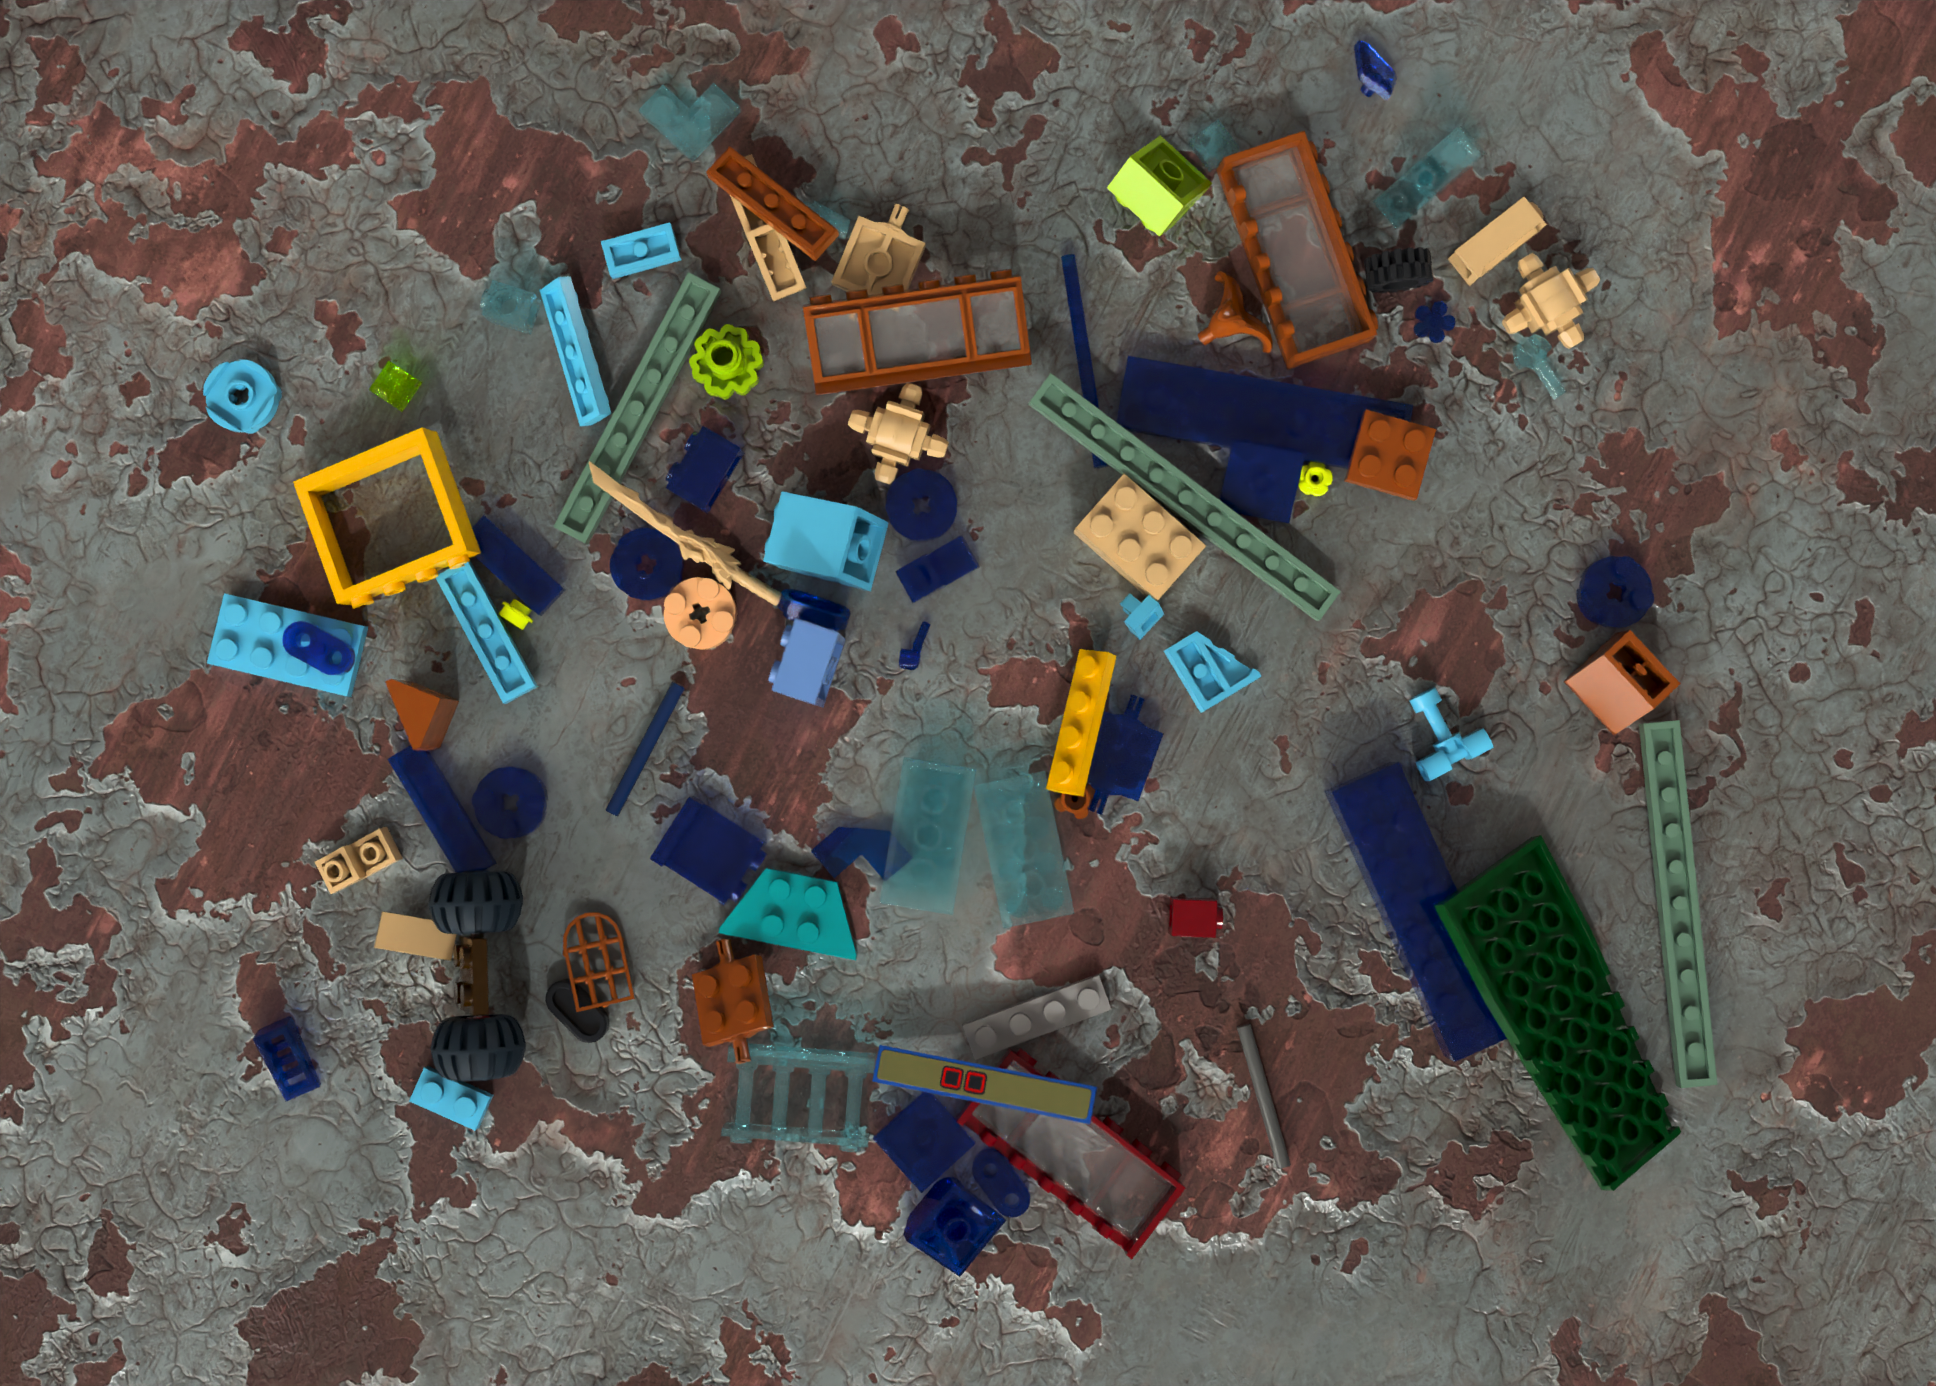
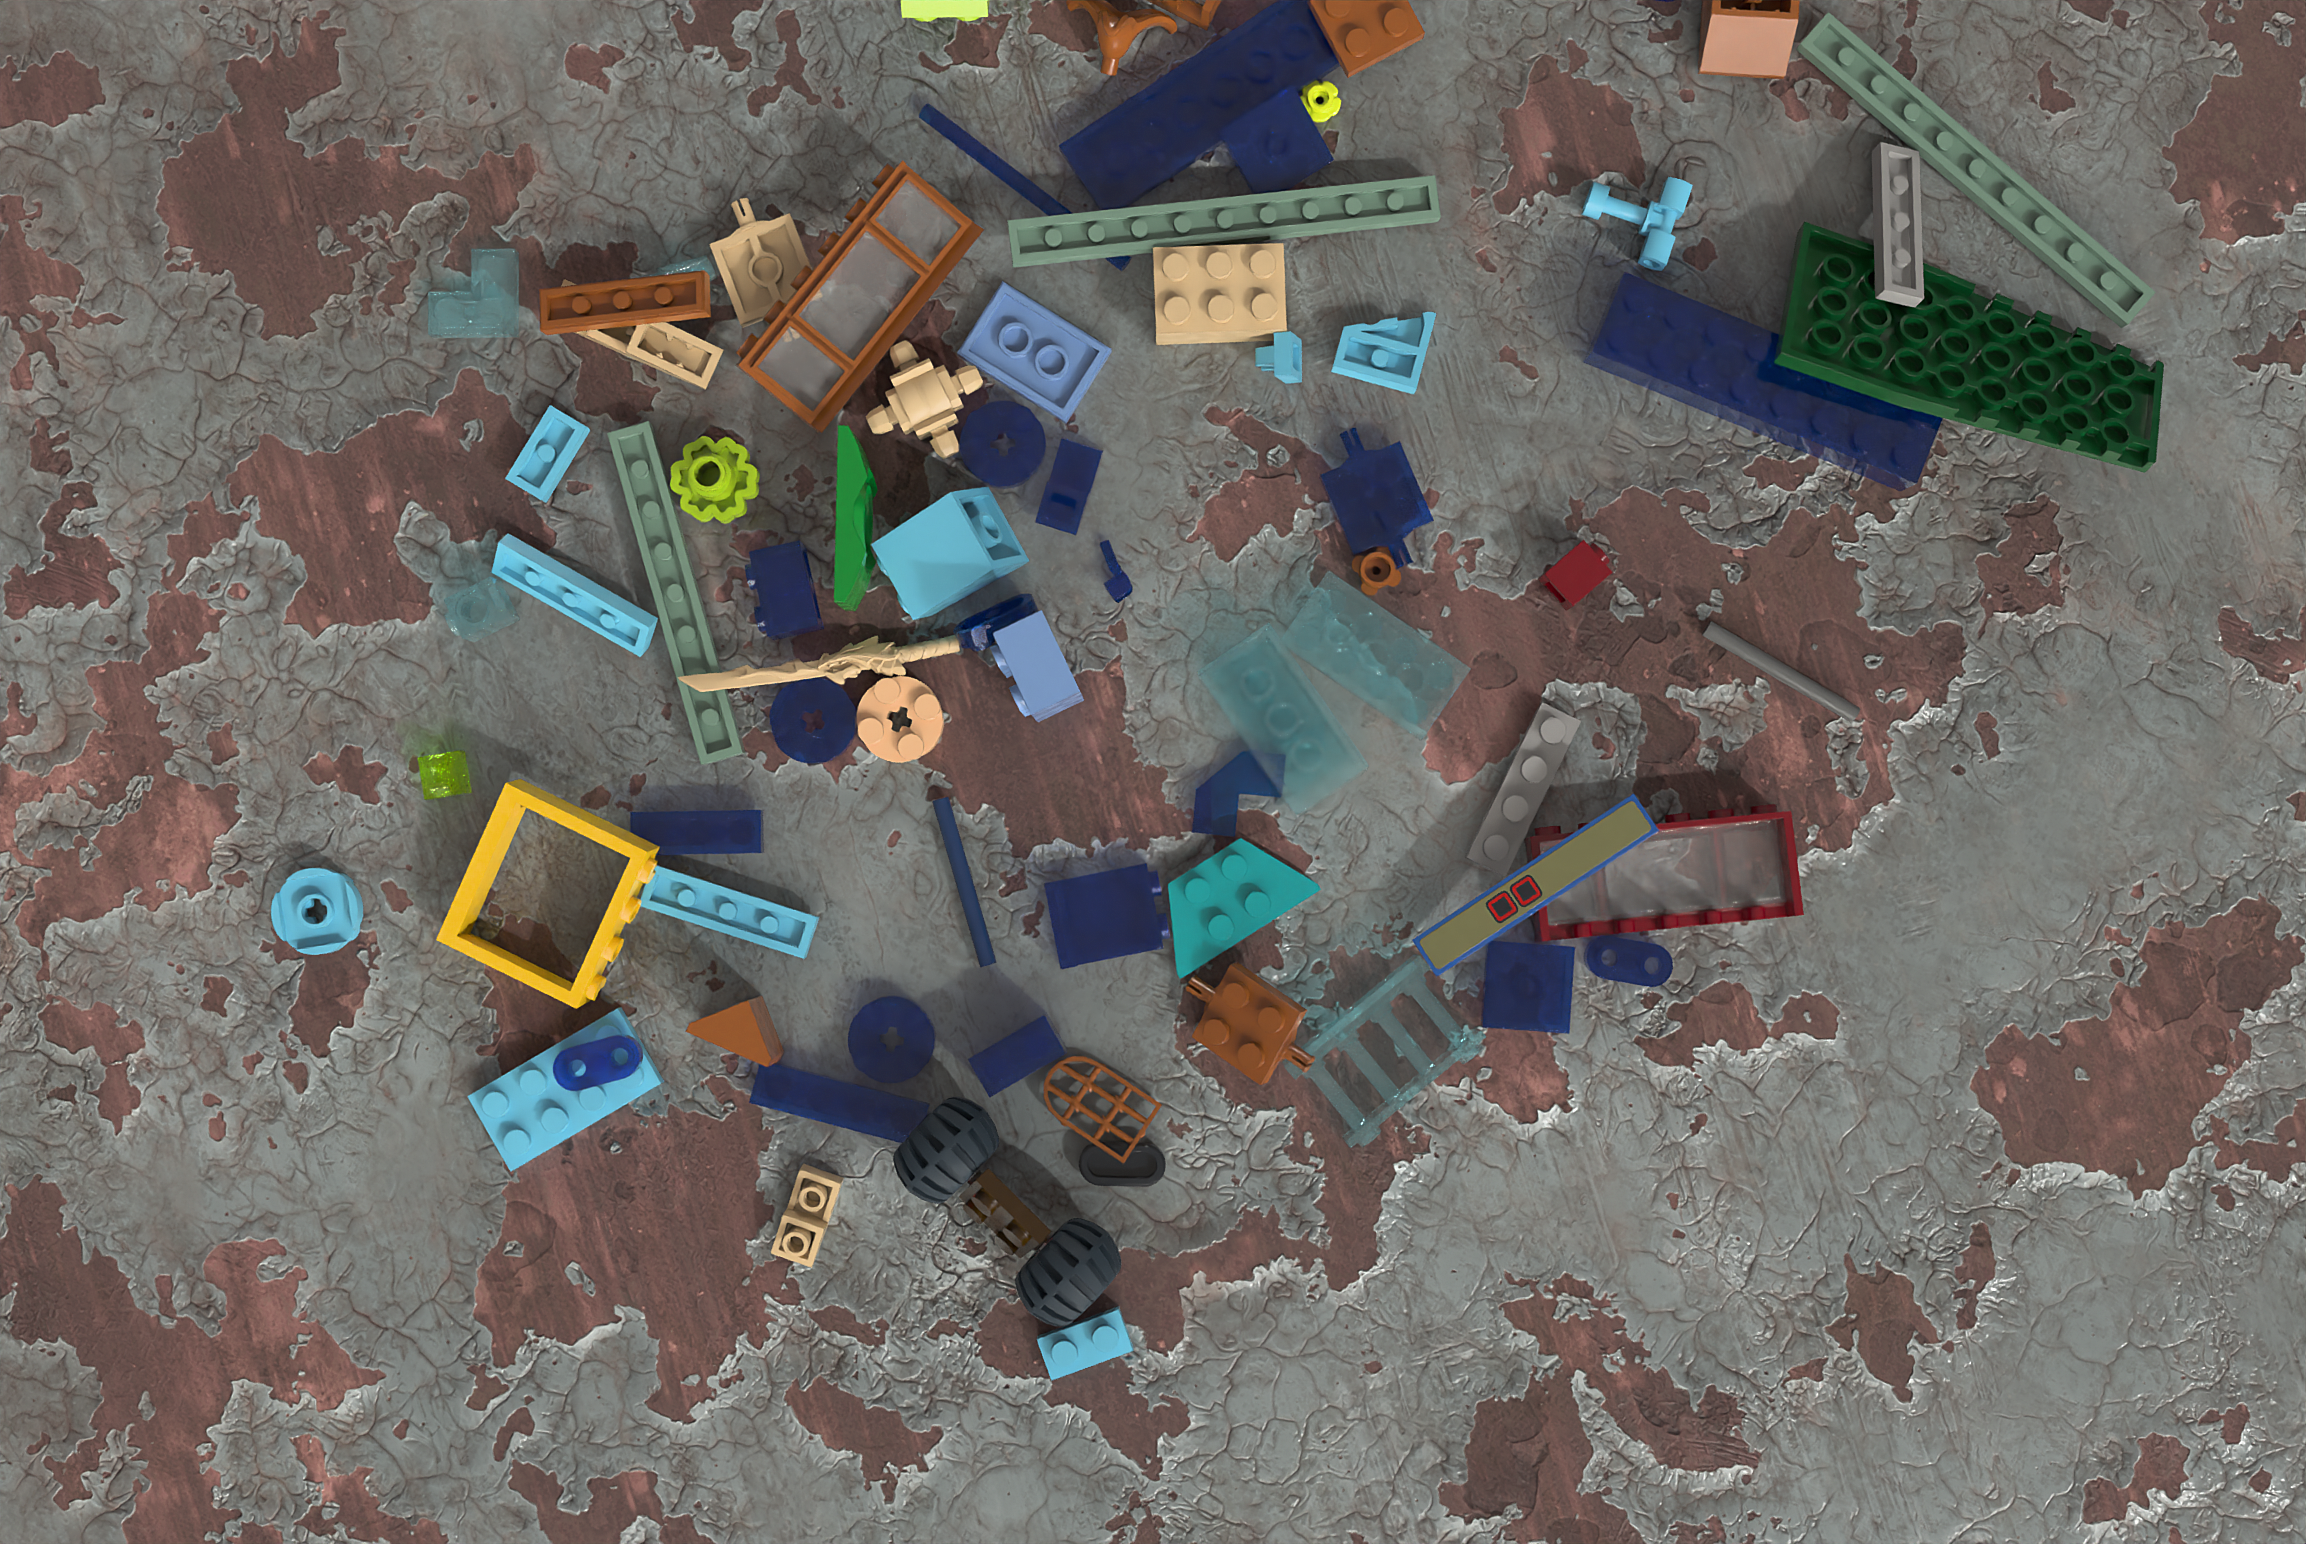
camera: 45 degrees left, 0 degrees up
(299, 1052) = (916, 1431): clear blue slope -> none
(413, 936) = (919, 1233): tan slope -> none
(516, 614) = (740, 871): neon yellow plate -> none
(576, 885) = (1018, 1054): none -> clear blue brick
(784, 466) = (853, 521): none -> green slope
(952, 1225) = (1621, 1035): clear blue slope -> none
(994, 467) = (1034, 352): none -> medium blue tile
(1081, 722) = (1320, 498): yellow plate -> none
(1595, 892) = (1897, 225): none -> light grey plate

